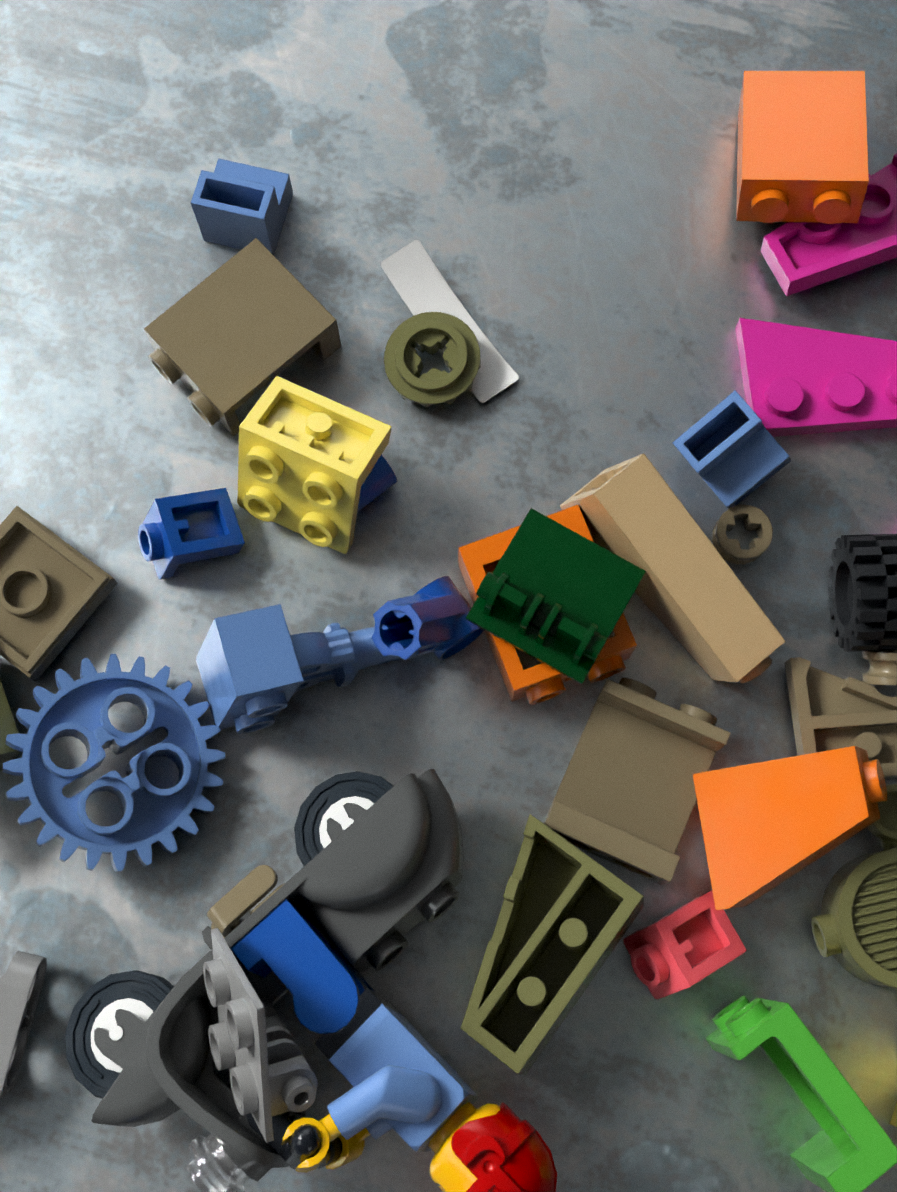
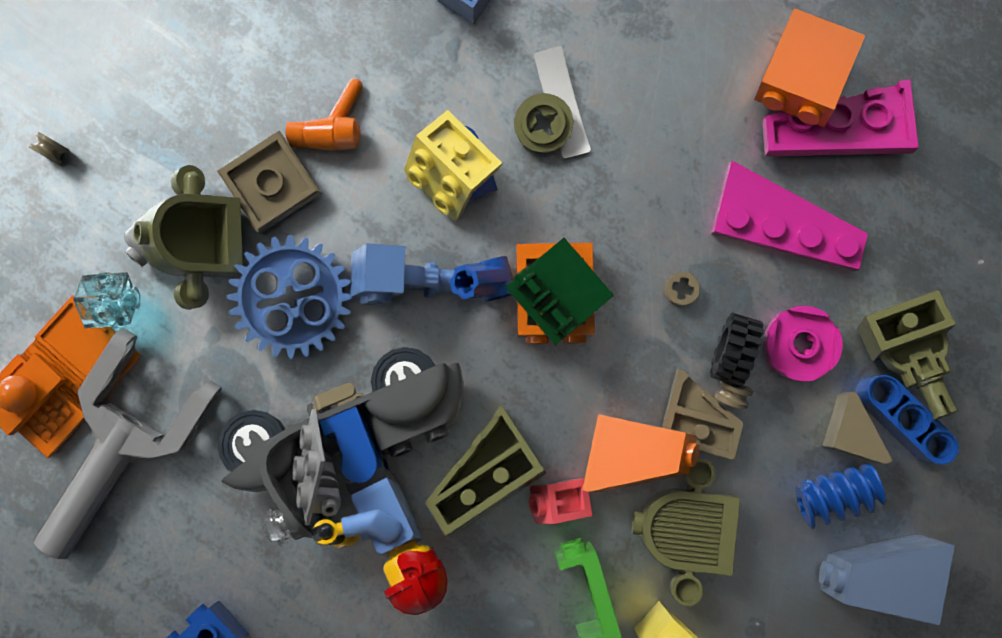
camera: 20 degrees right, 10 degrees up
(100, 484) = (330, 133): none -> orange piece
(189, 530) = (371, 178): blue bracket -> none
(239, 333) = (437, 70): dark tan panel -> none
(634, 779) = (566, 404): dark tan panel -> none
(685, 576) = (634, 299): tan slope -> none
(732, 450) = (693, 240): medium blue piece -> none

